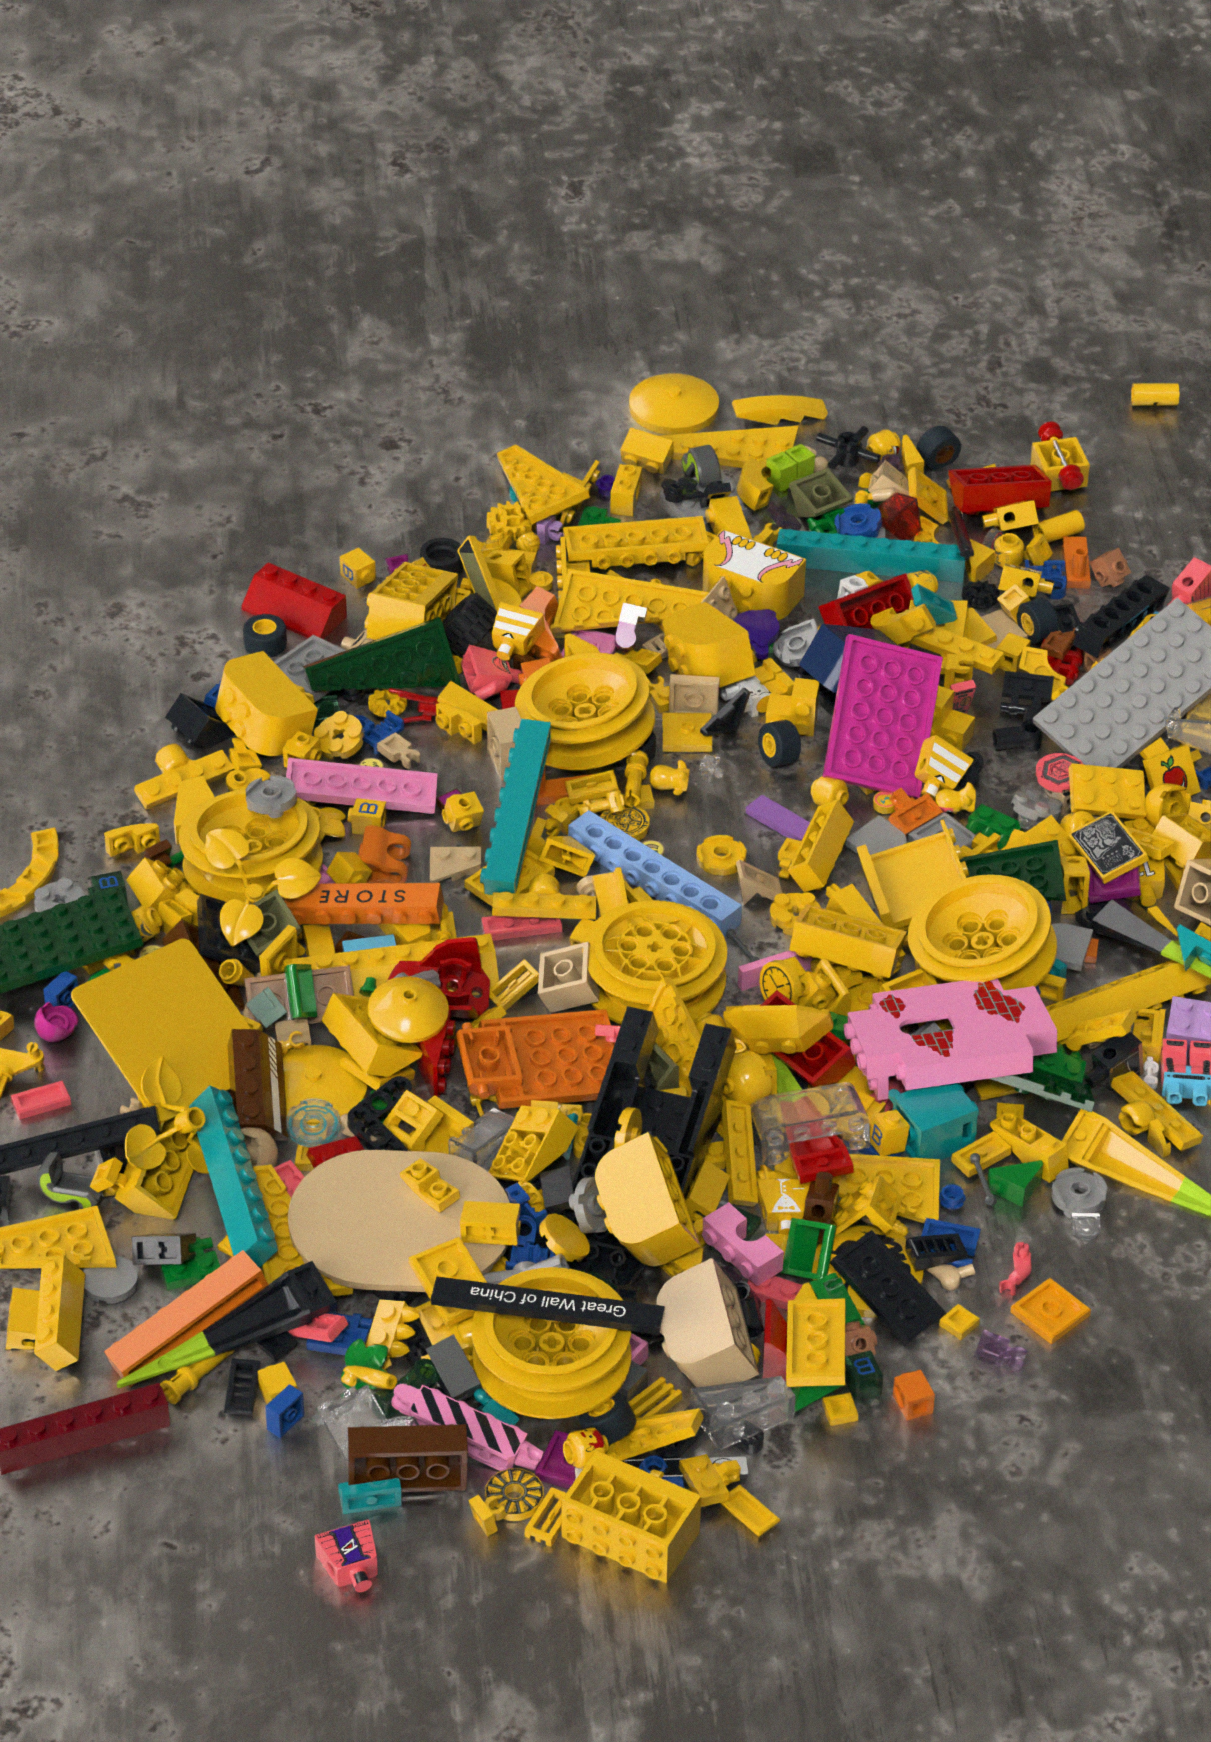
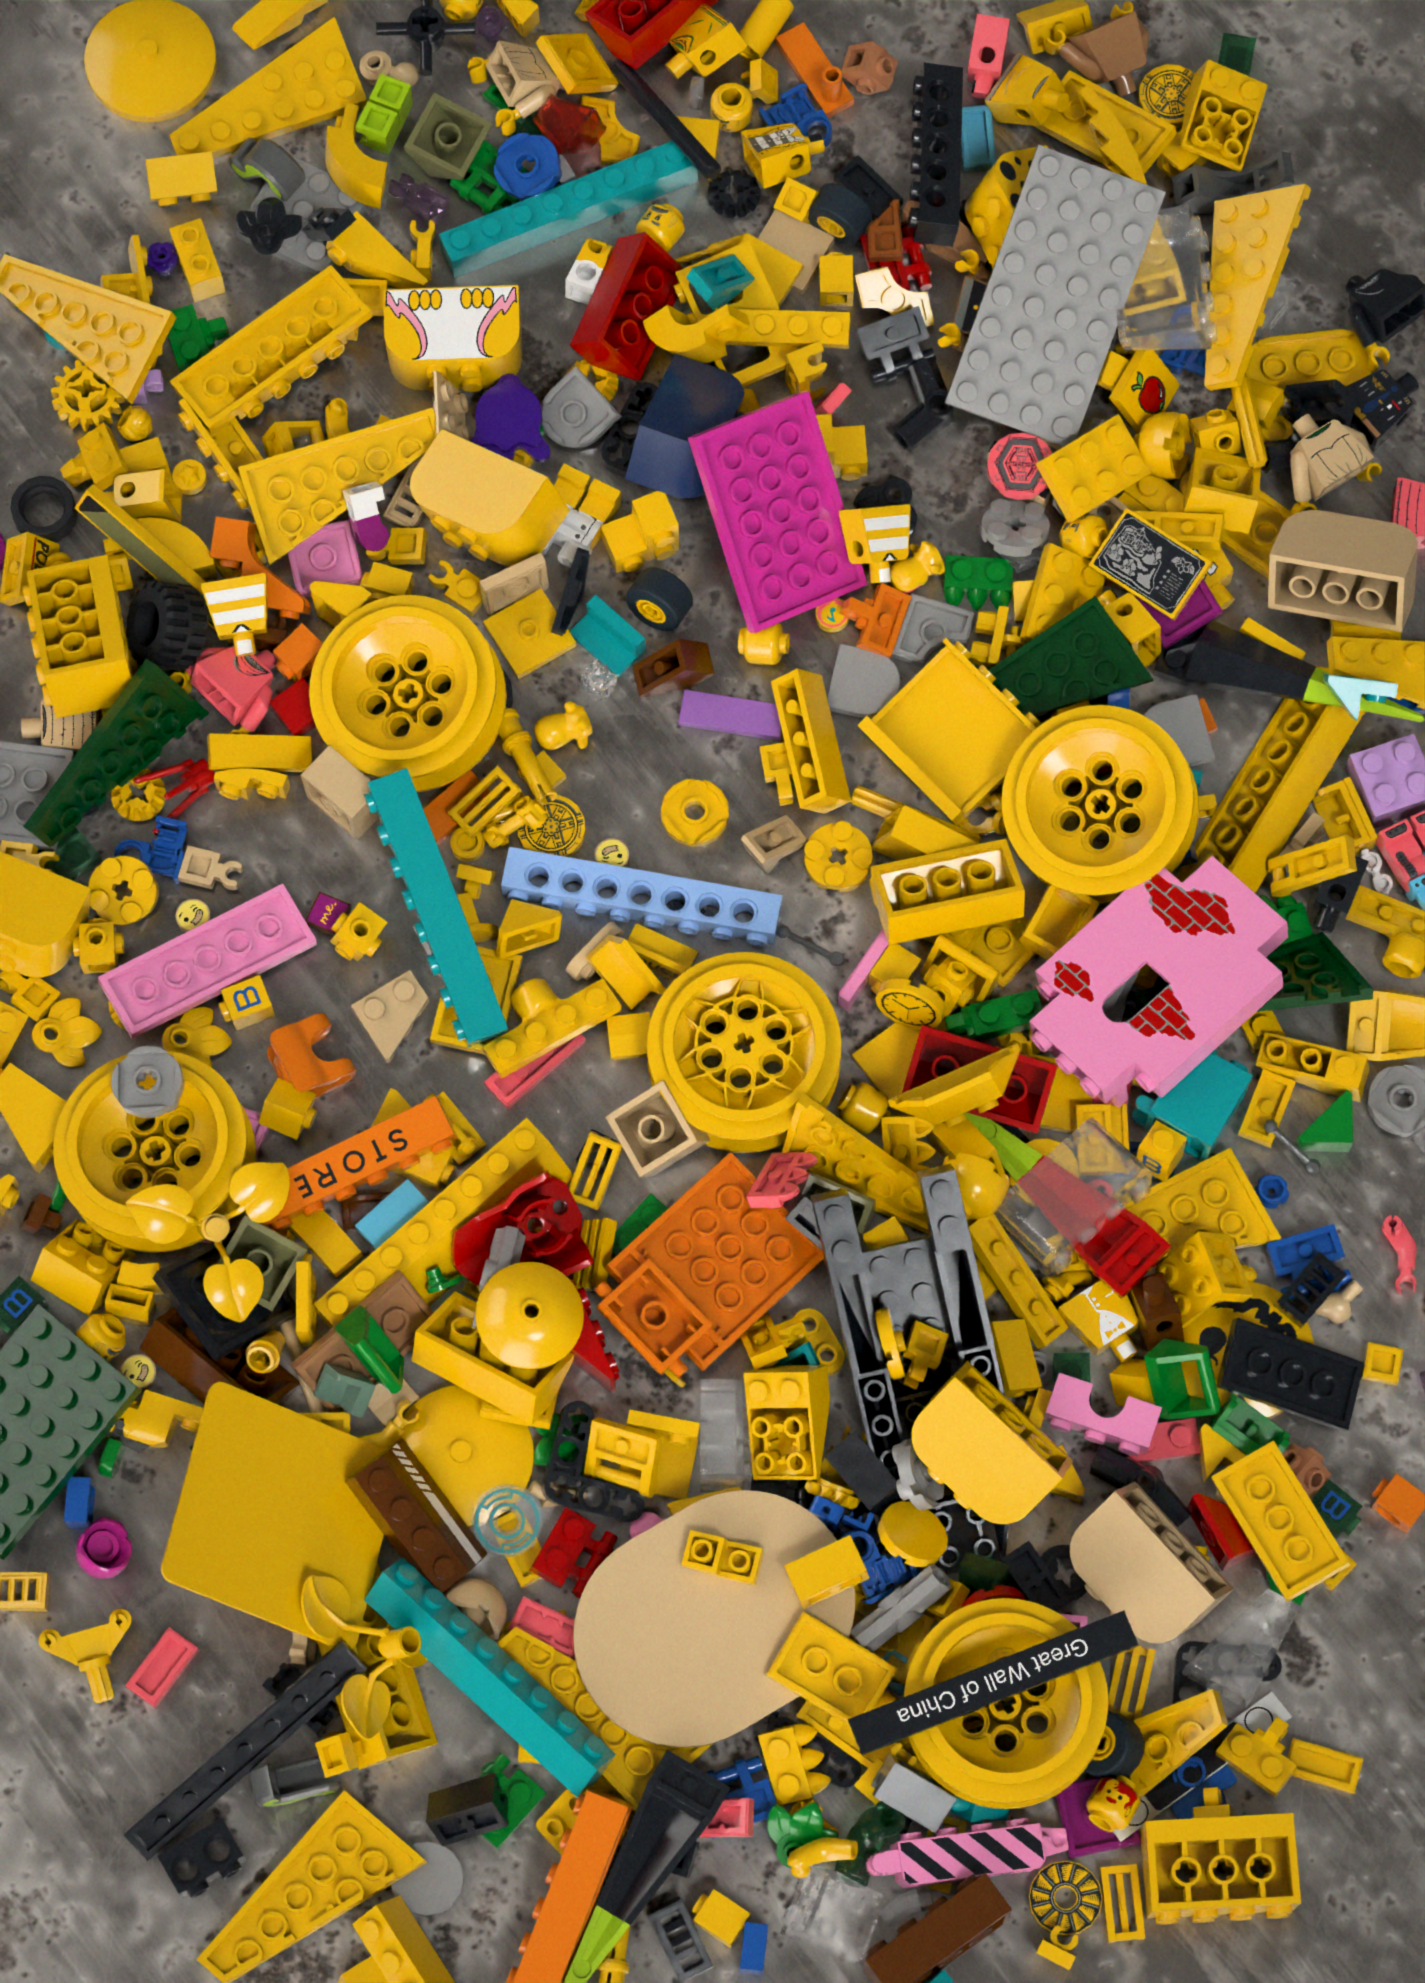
camera: 30 degrees left, 30 degrees up
(735, 753) = (608, 637): none -> teal panel
(765, 778) = (673, 668): none -> reddish brown slope

